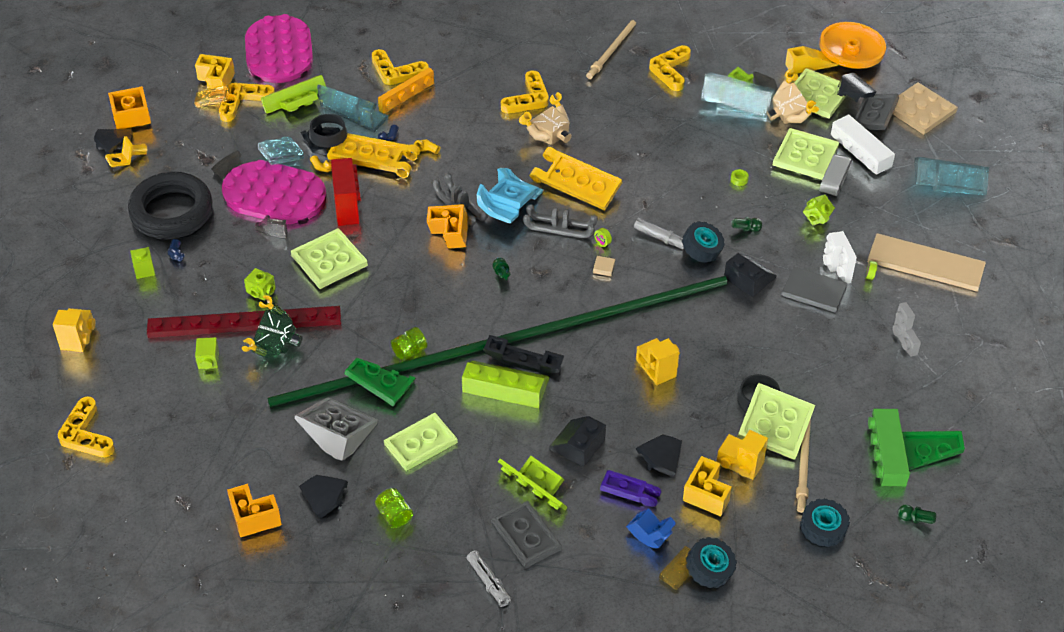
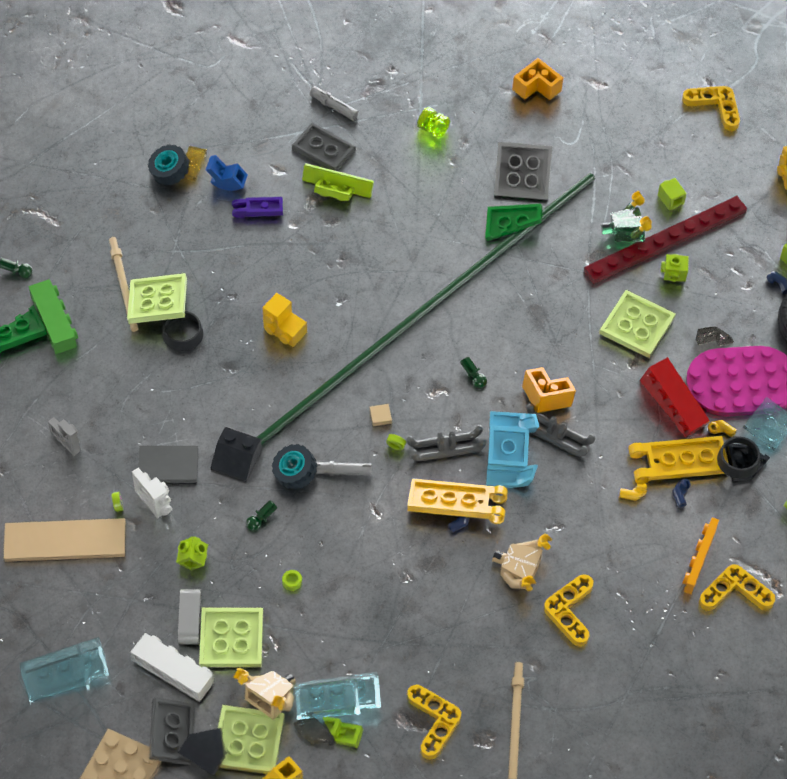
camera: 155 degrees right, 10 degrees up
(323, 493) = (496, 120): black slope -> none
(351, 107) = (743, 510): clear light blue slope -> none
(411, 342) = (508, 260): clear neon green wheel -> none
(420, 441) = (448, 190): yellowish green tile -> none
(504, 383) = (407, 260): lime slope -> none
(522, 359) = (405, 291): black slope -> none
(580, 439) = (319, 230): black slope -> none
(661, 453) = (245, 245): black slope -> none
(704, 489) = (196, 218): yellow brick -> none
(743, 455) = (172, 260): yellow brick -> none
(835, 523) = (89, 231): black wheel -> none

